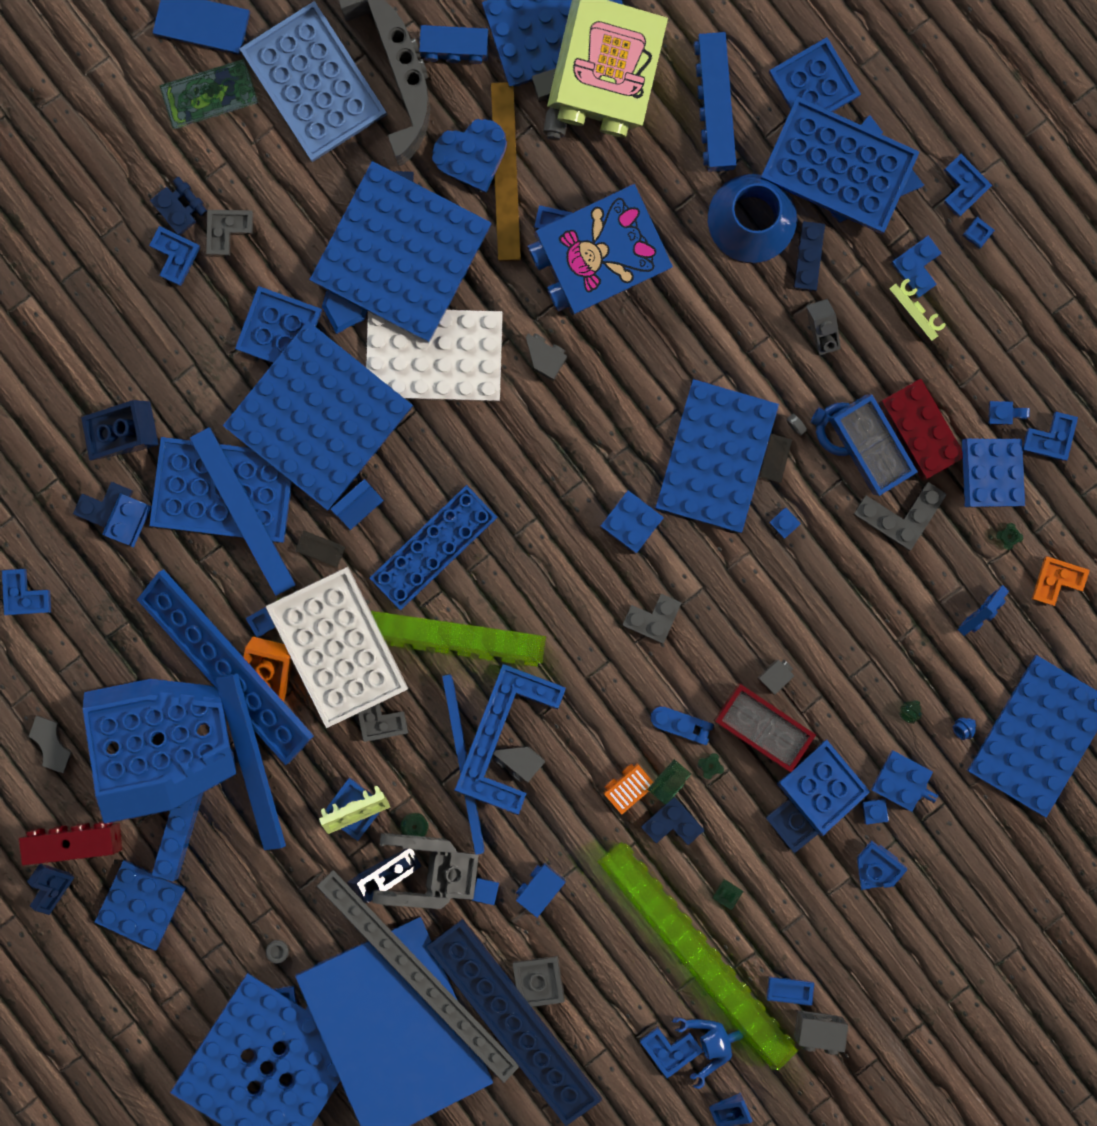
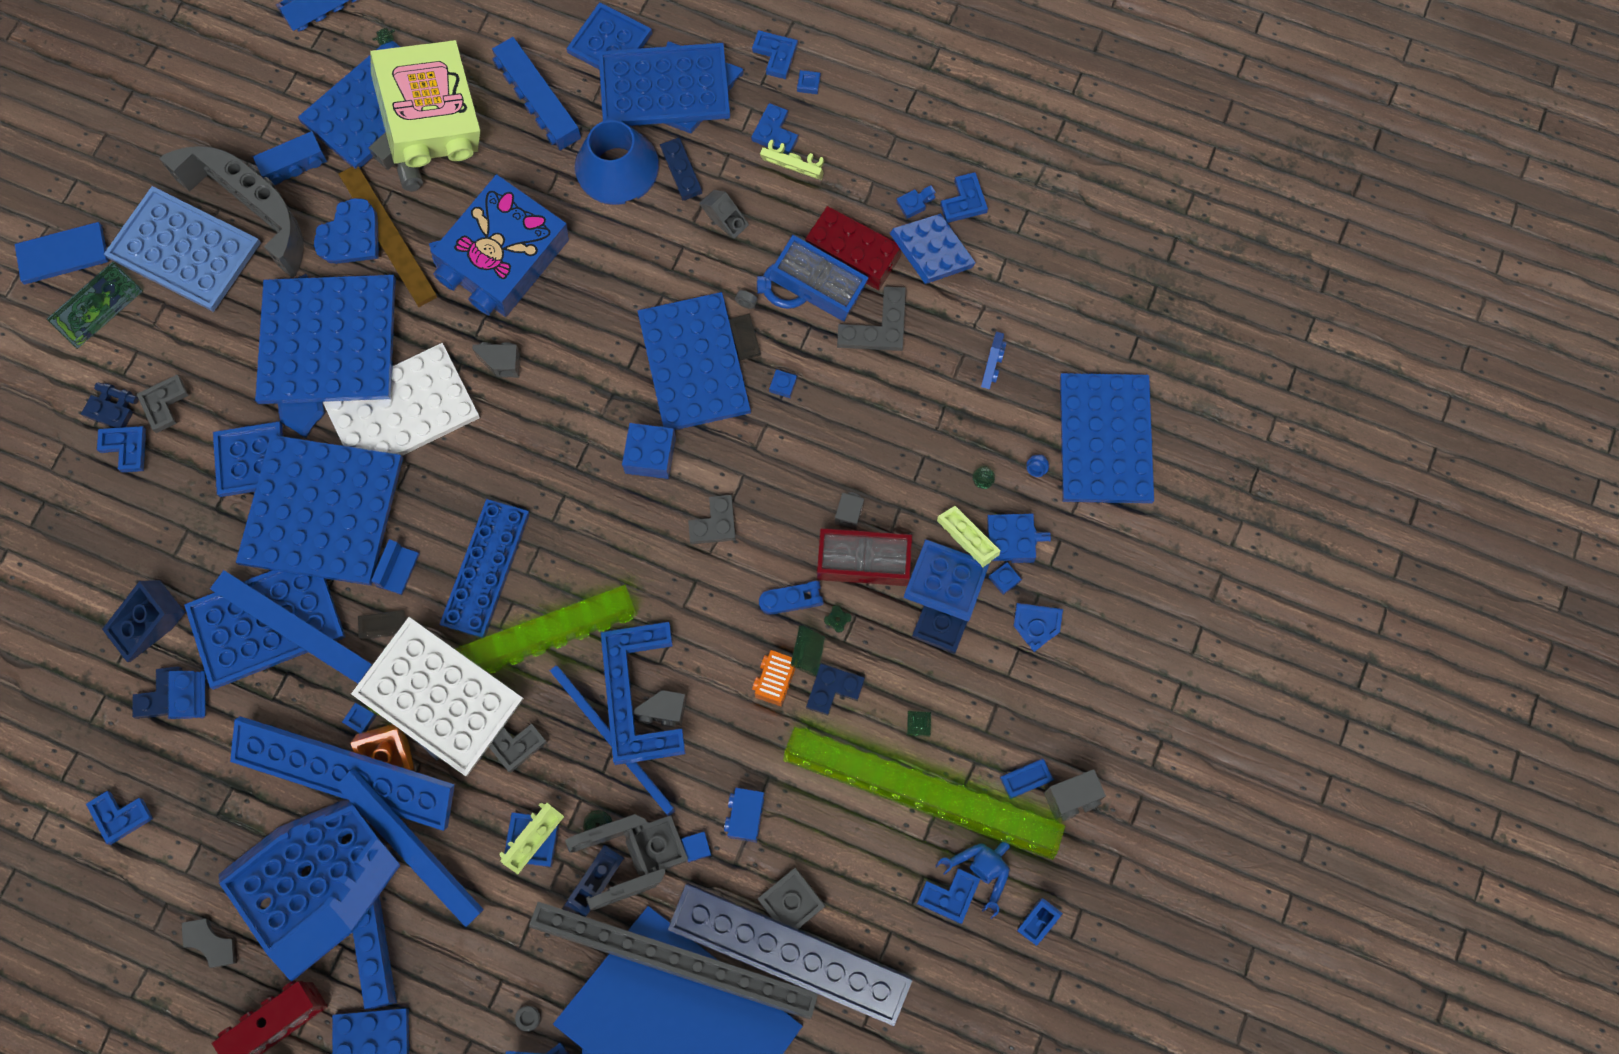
camera: 30 degrees left, 15 degrees down
(865, 760) = (968, 536): none -> yellowish green plate
(1003, 536) = (982, 289): clear green plate -> none
(1053, 575) = (1035, 302): orange plate -> none

